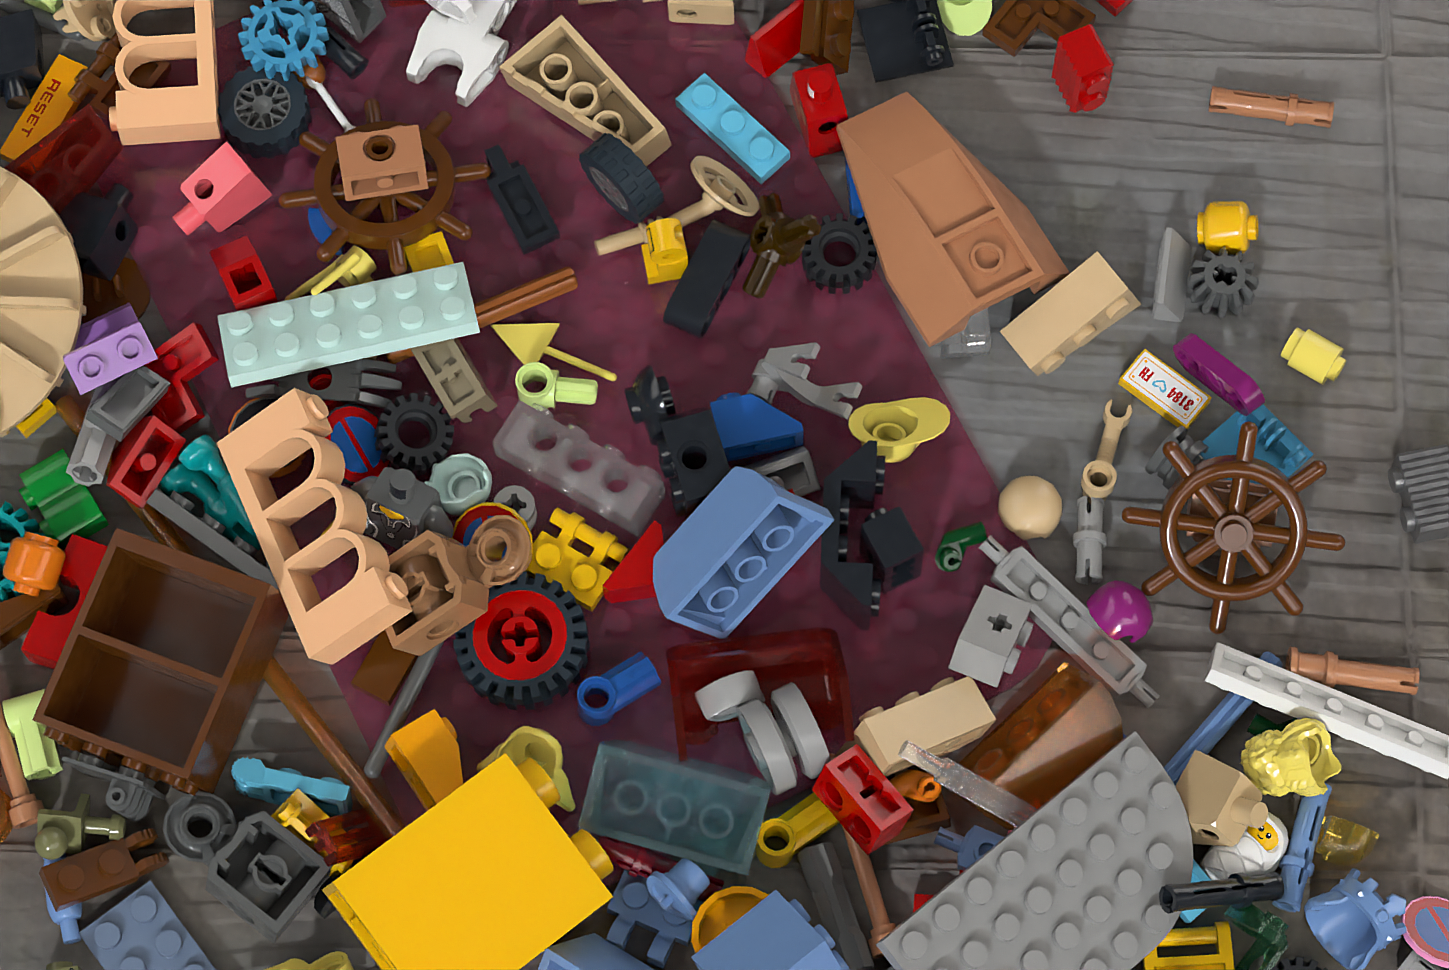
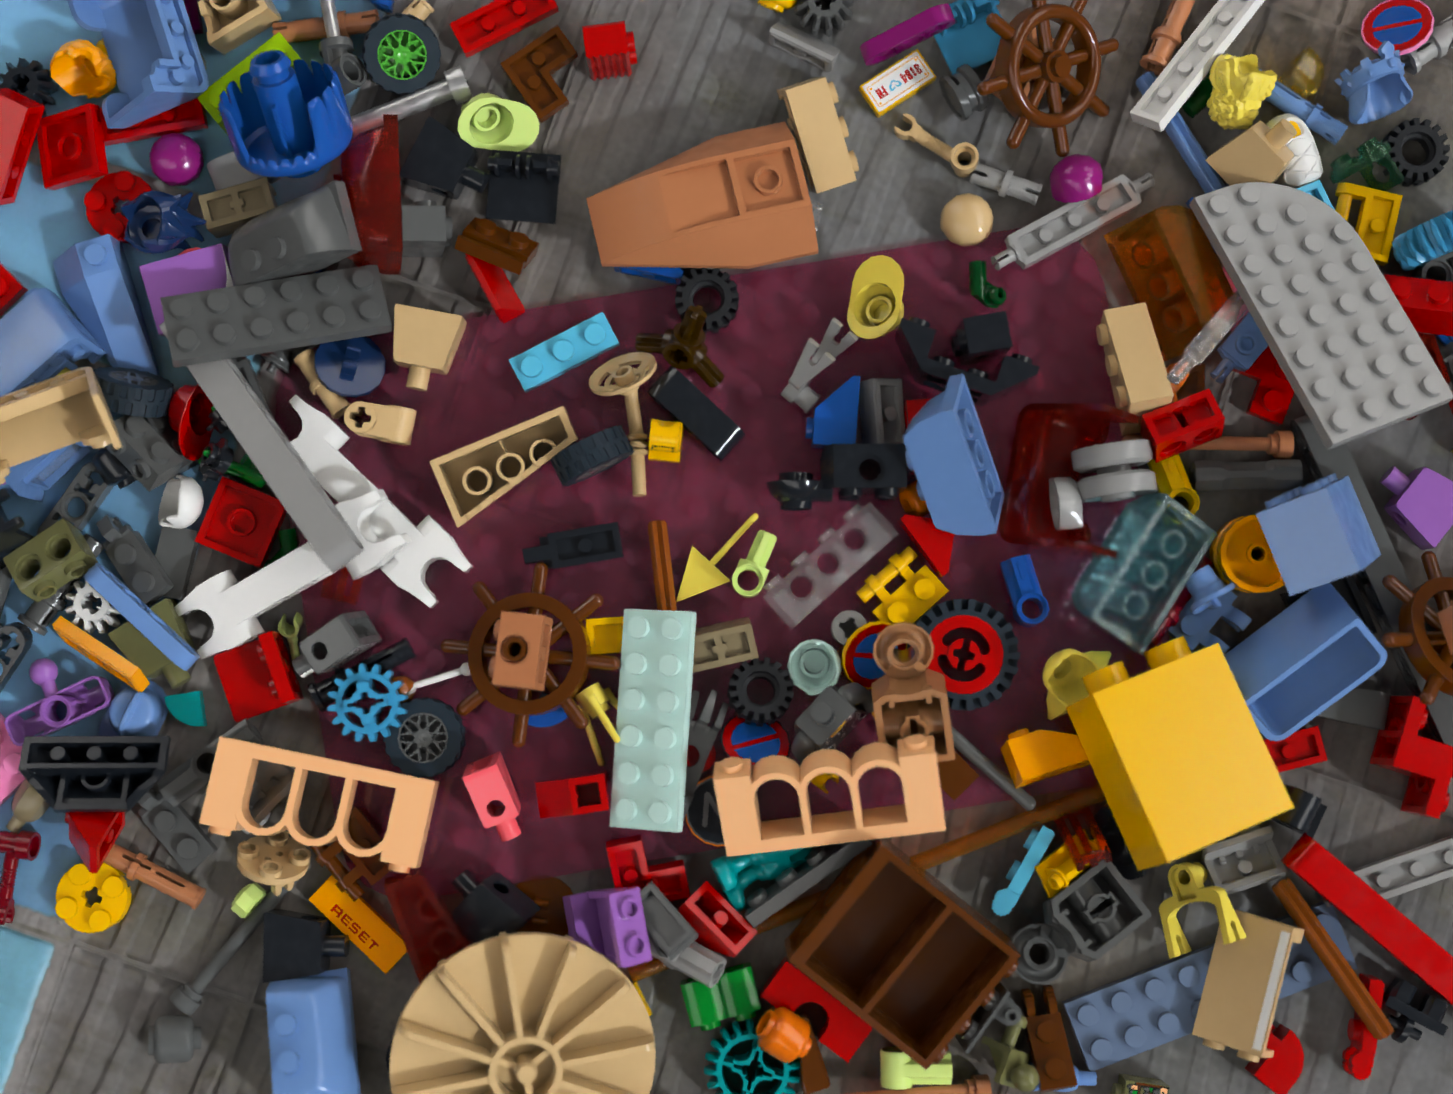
camera: 75 degrees left, 15 degrees up
(816, 102) = (571, 275): red torso -> none
(991, 637) = (1077, 283): light grey brick -> none
(1237, 891) = (1331, 167): black pin -> none

